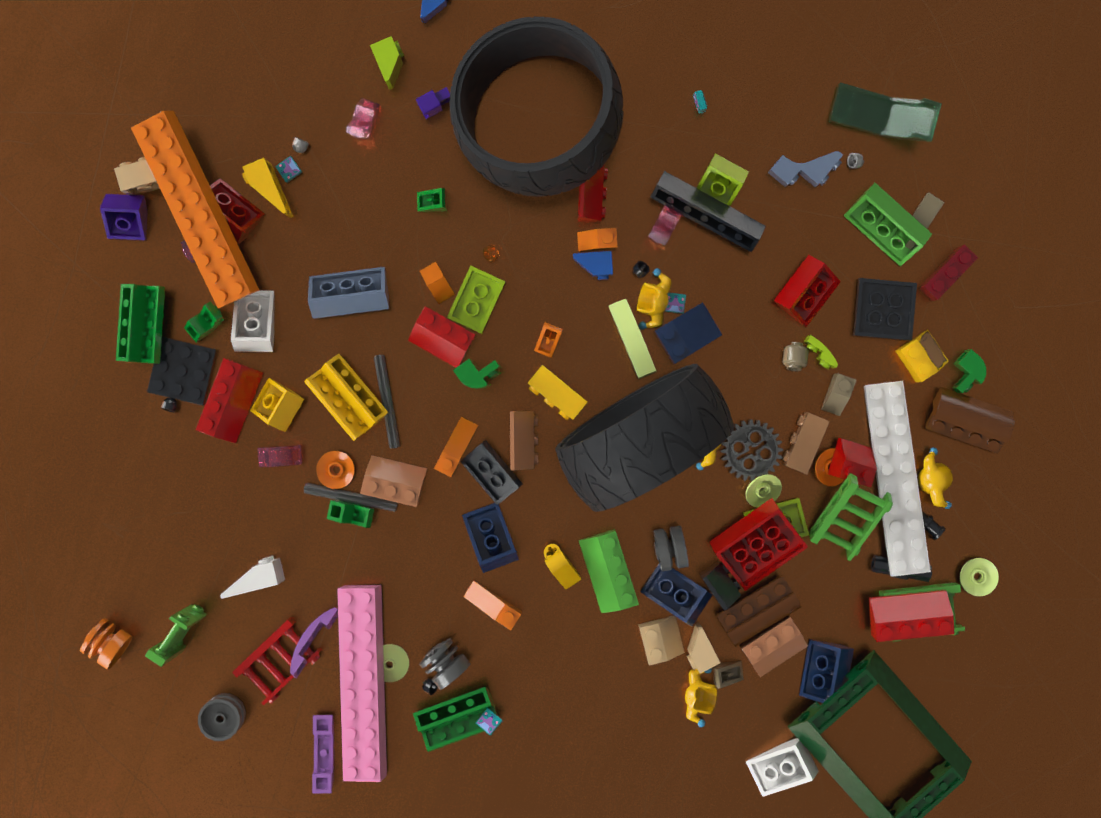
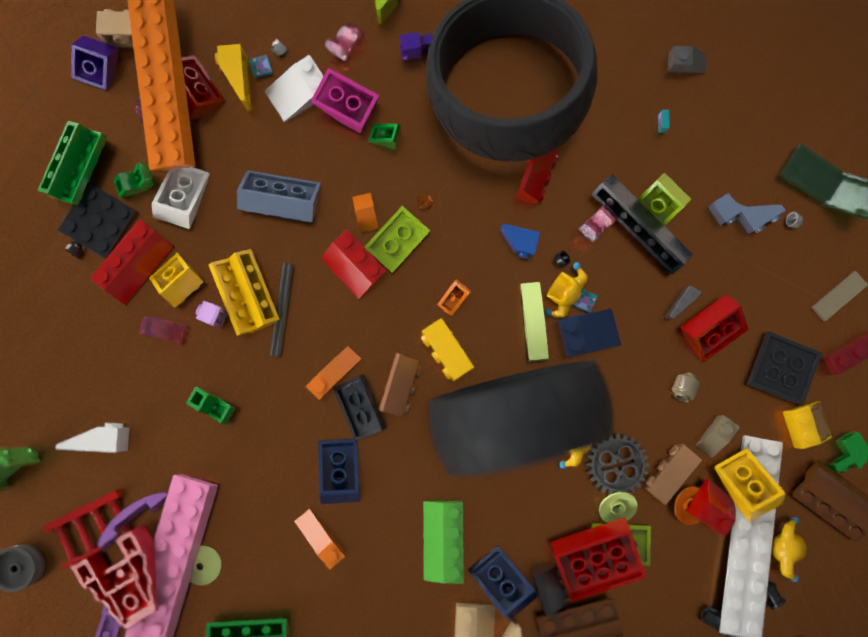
camera: 15 degrees right, 5 degrees down
(321, 427) = (211, 314): none -> lavender slope
(325, 469) = (201, 356): orange dish -> none
(329, 702) = (128, 586): none -> red wedge
(332, 181) = (295, 88): none -> white slope
(351, 497) = (217, 390): dark grey axle -> none
(382, 179) = (345, 100): none -> dark pink slope
(394, 481) = (263, 387): nougat slope -> none
(429, 686) = (233, 600): black hinge -> none
(444, 663) = (254, 583): dark grey wheel -> none
(473, 377) = (376, 311): green brick -> none
(560, 566) = (398, 521): yellow piece -> none
(597, 240) = (530, 218): orange slope -> none
(666, 549) = (511, 536): dark grey wheel -> none
(705, 32) = (686, 60): none -> dark grey slope
(770, 273) = (686, 298): none -> flat silver slope
(825, 356) = (714, 396): lime slope -> none
(840, 502) = (692, 542): bright green fence -> none
(880, 431) = (750, 485): none -> yellow slope
(886, 221) = (808, 284): bright green slope -> none

